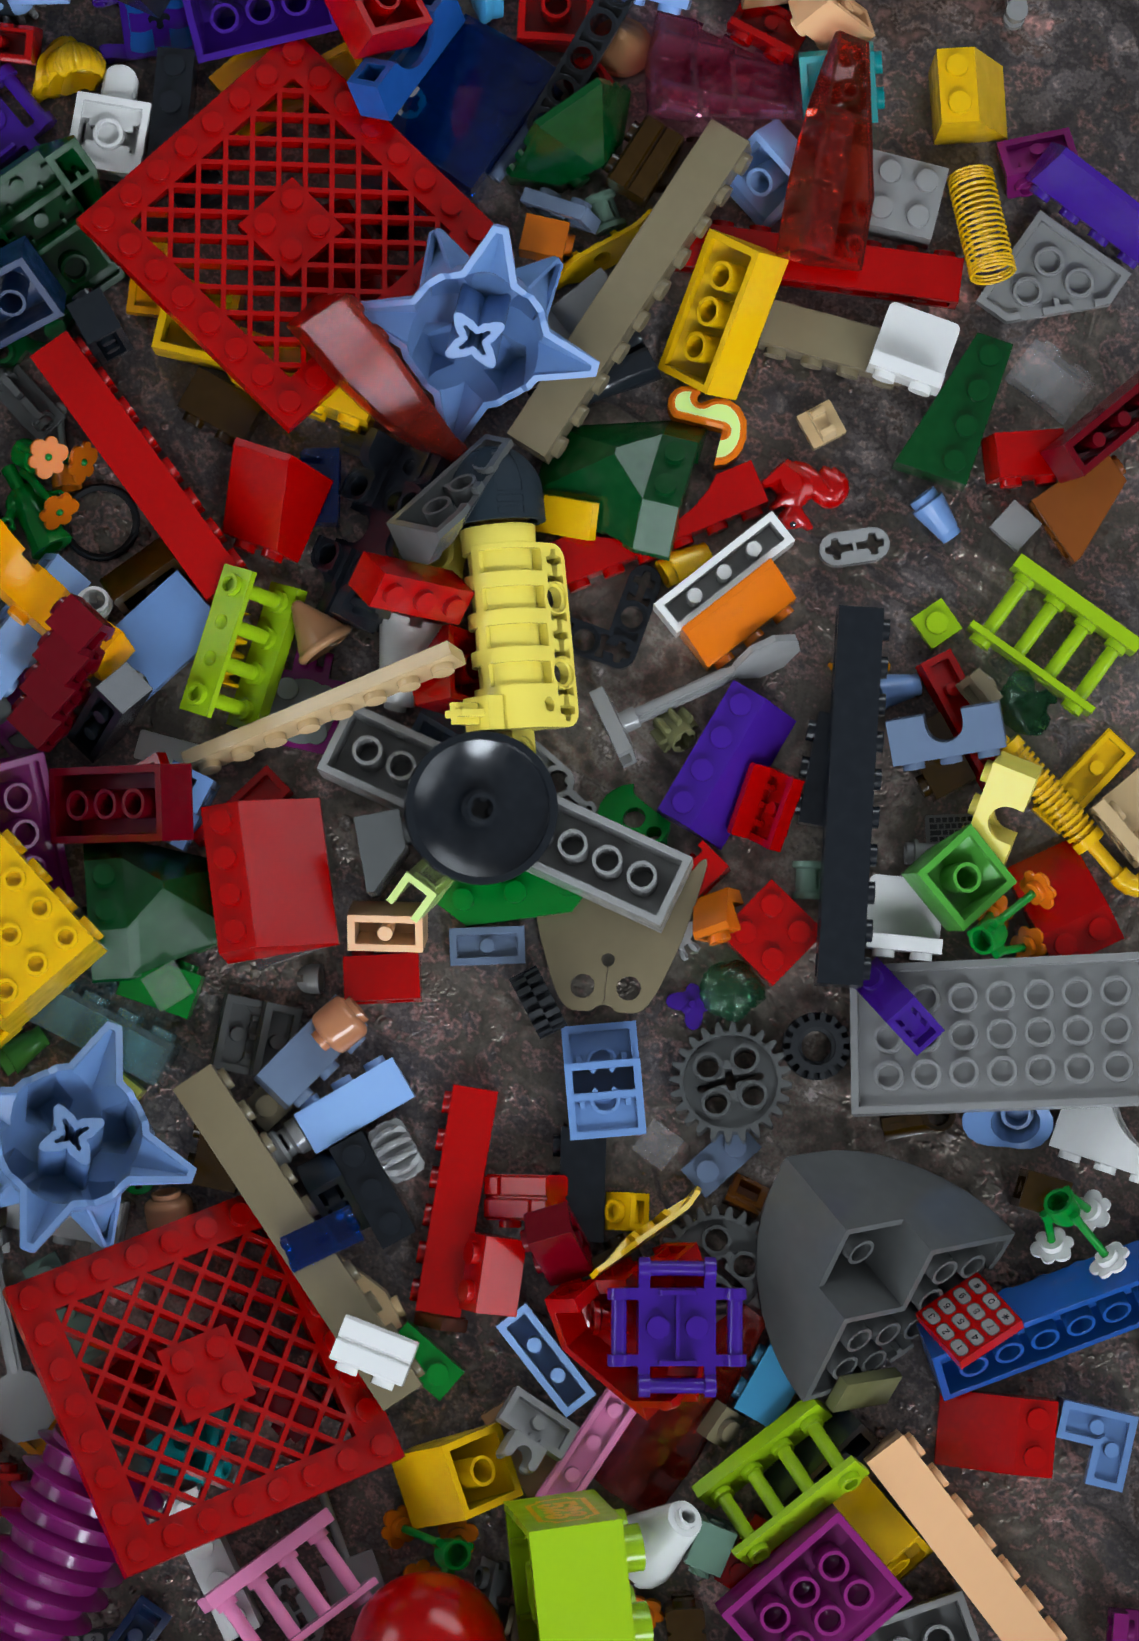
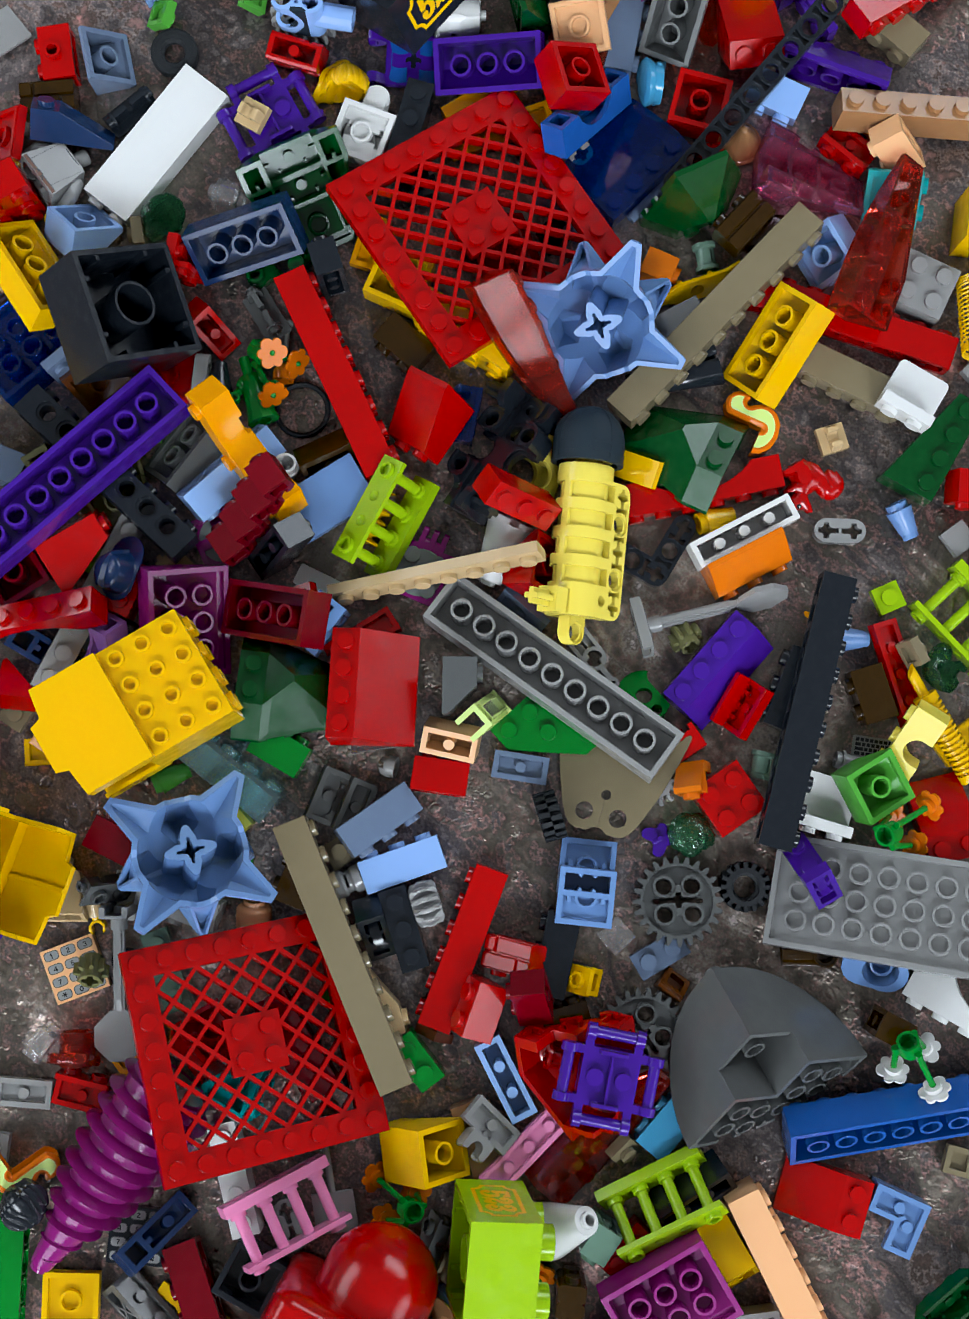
camera: 15 degrees right, 0 degrees up
(167, 985) = (284, 752): clear plate -> none
(315, 632) = (440, 517): medium nougat hat -> none
(322, 1239) = (359, 961): clear blue hinge -> none
(339, 1024) = (402, 804): nougat head -> none
(373, 1351) = (381, 1052): white brick -> none
(430, 519) = (541, 449): dark grey wedge -> none
(480, 808) = (537, 667): black dish -> none
(551, 205) = (670, 244): sand blue plate -> none
(648, 1231) = (598, 999): yellow piece -> none
(863, 1389) = (732, 1145): olive tile -> none
(914, 744) = (911, 682): sand blue arch -> none
(969, 1320) = (823, 1114): tile -> none

